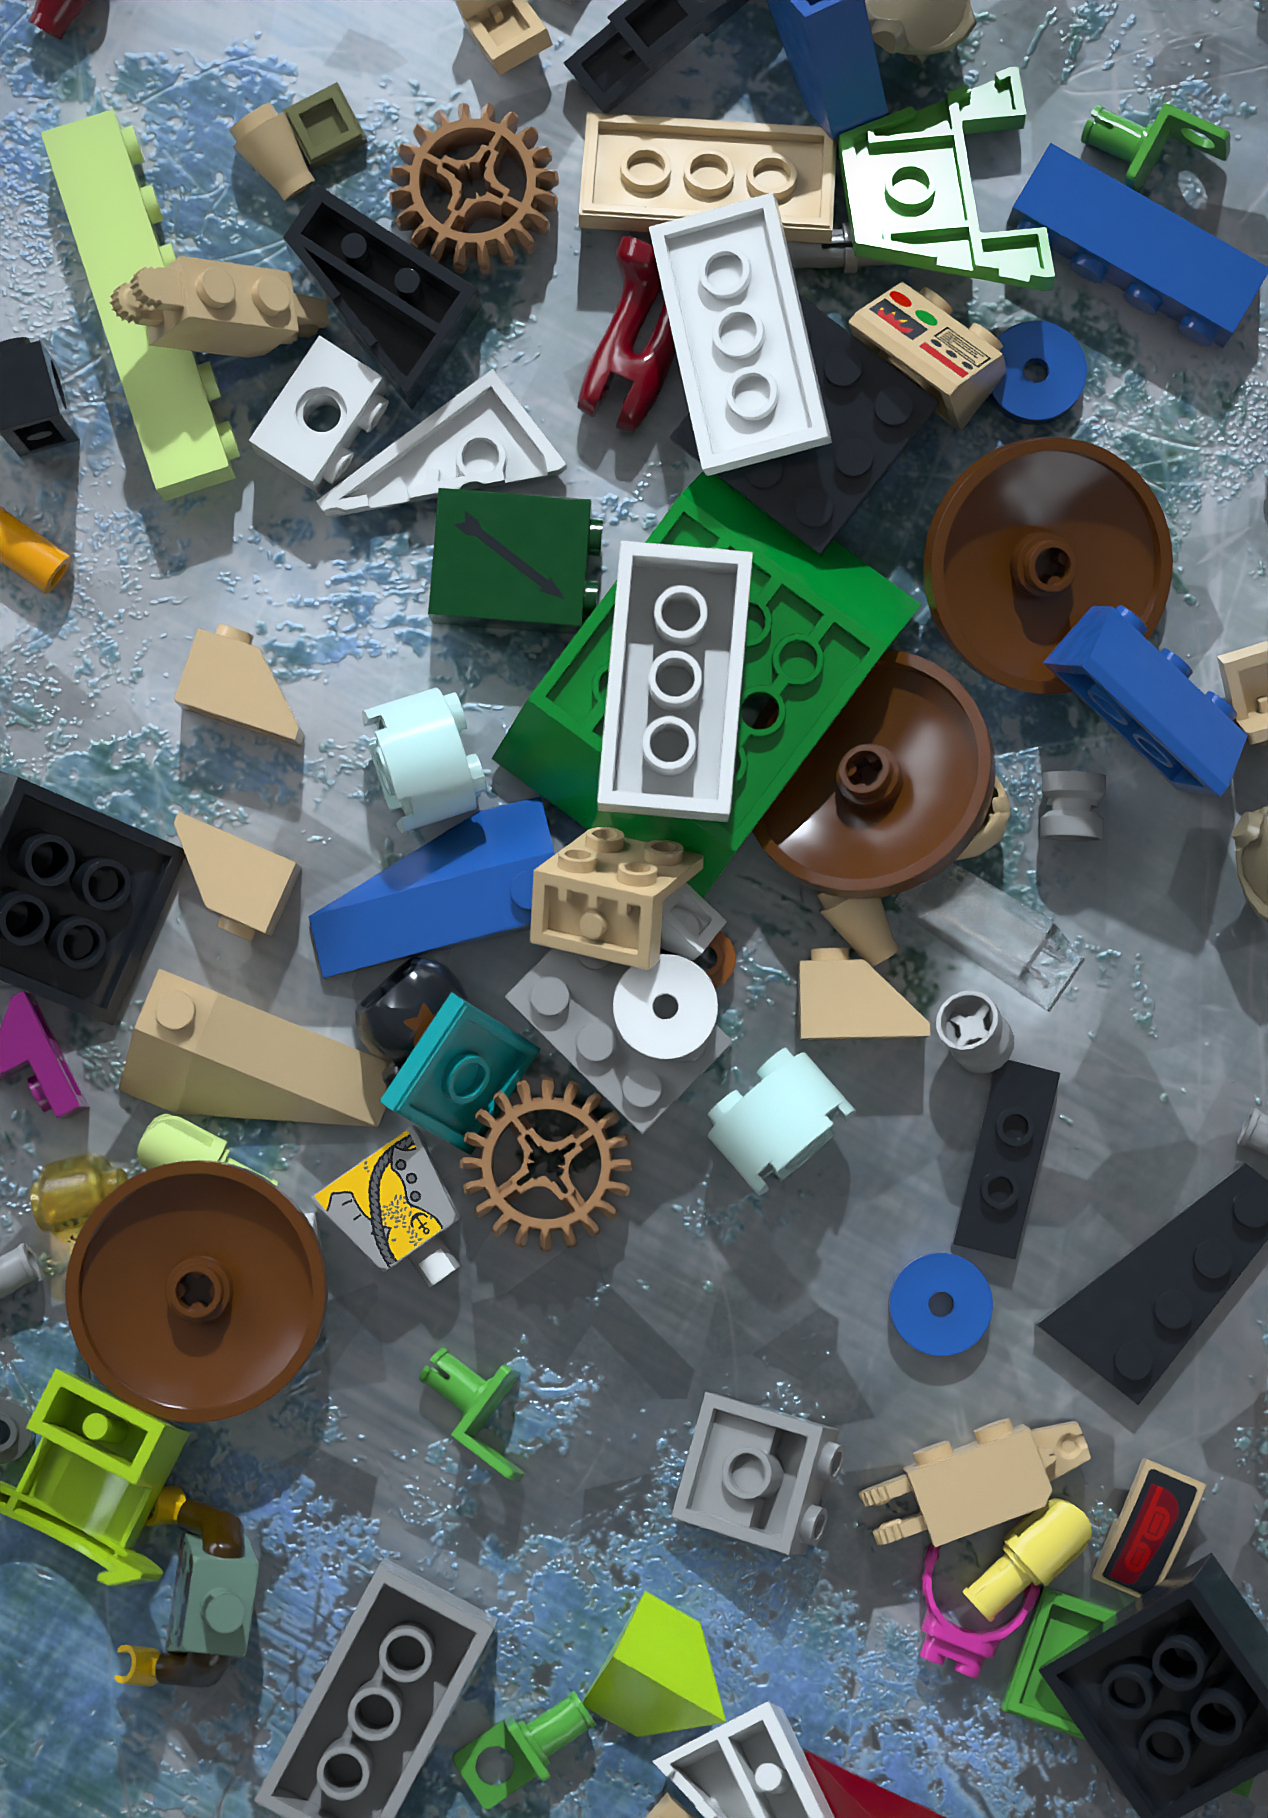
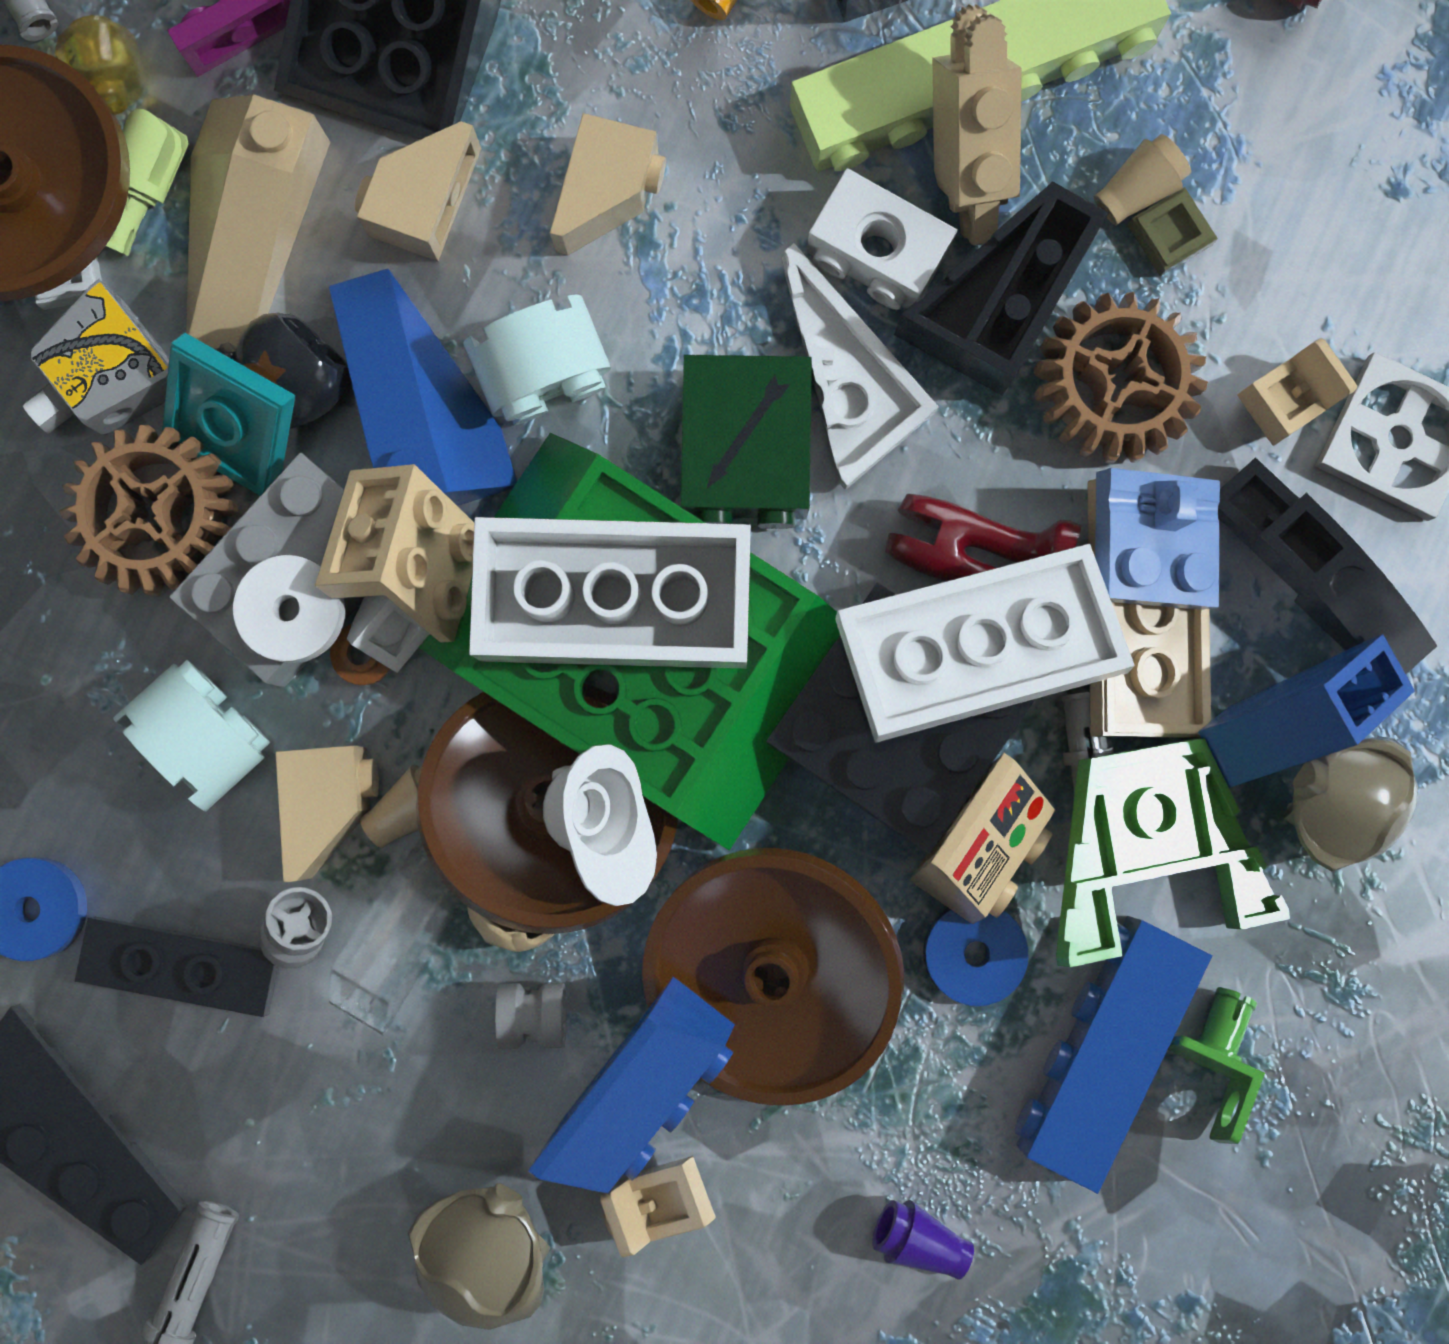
camera: 85 degrees right, 0 degrees up
(642, 162) = (1158, 538): none -> medium blue hinge
(887, 712) = (603, 820): none -> white piece

